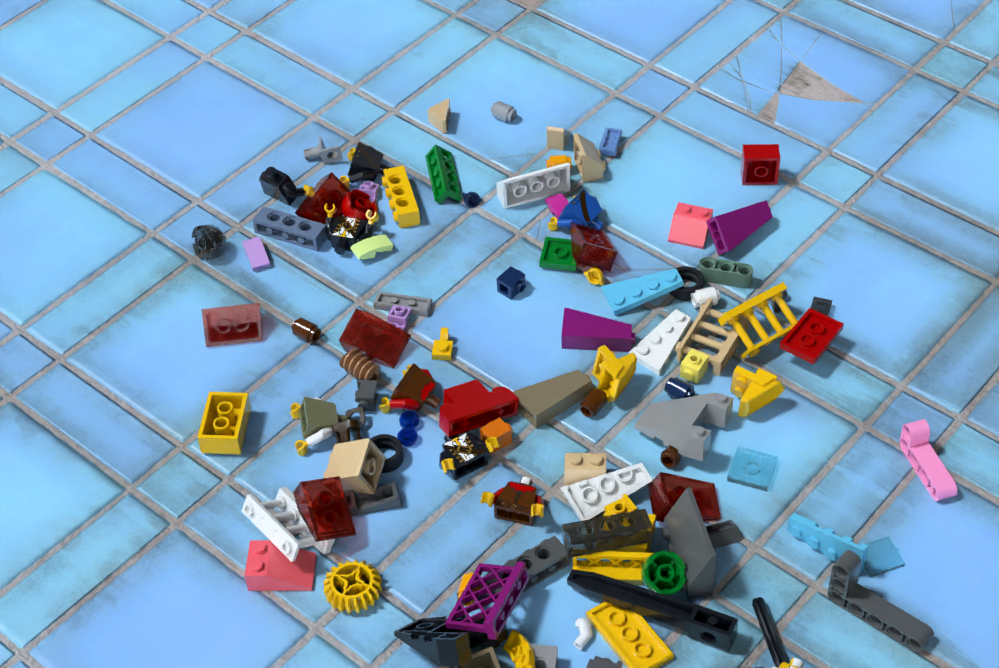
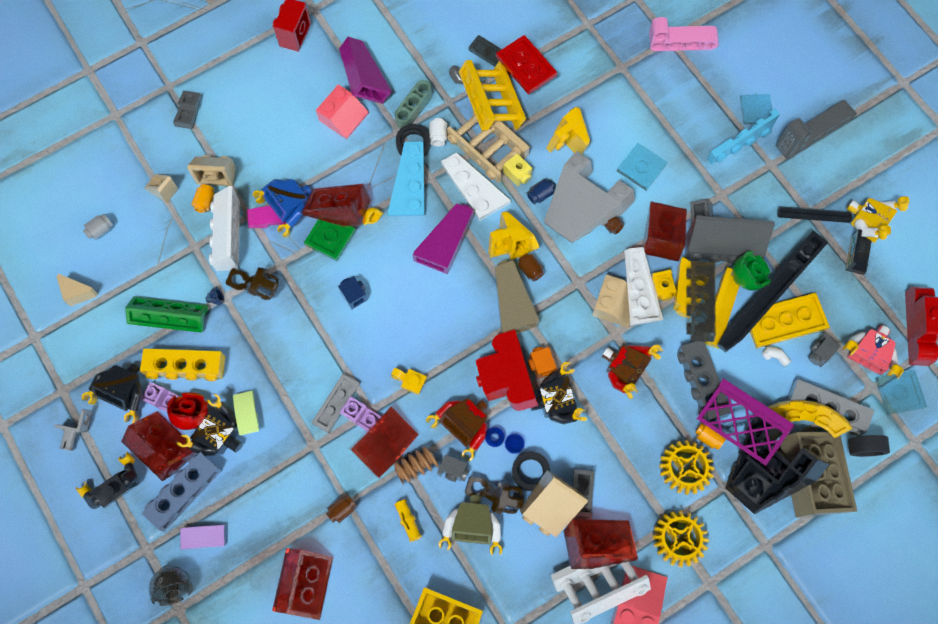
camera: 75 degrees left, 25 degrees up
(309, 378) = (407, 520): none -> yellow pin
(431, 580) = (680, 461): none -> yellow gear
(492, 213) = (254, 282): none -> dark brown piece
(610, 141) = (190, 141): medium blue plate -> none
(645, 131) = (188, 109): none -> dark grey slope

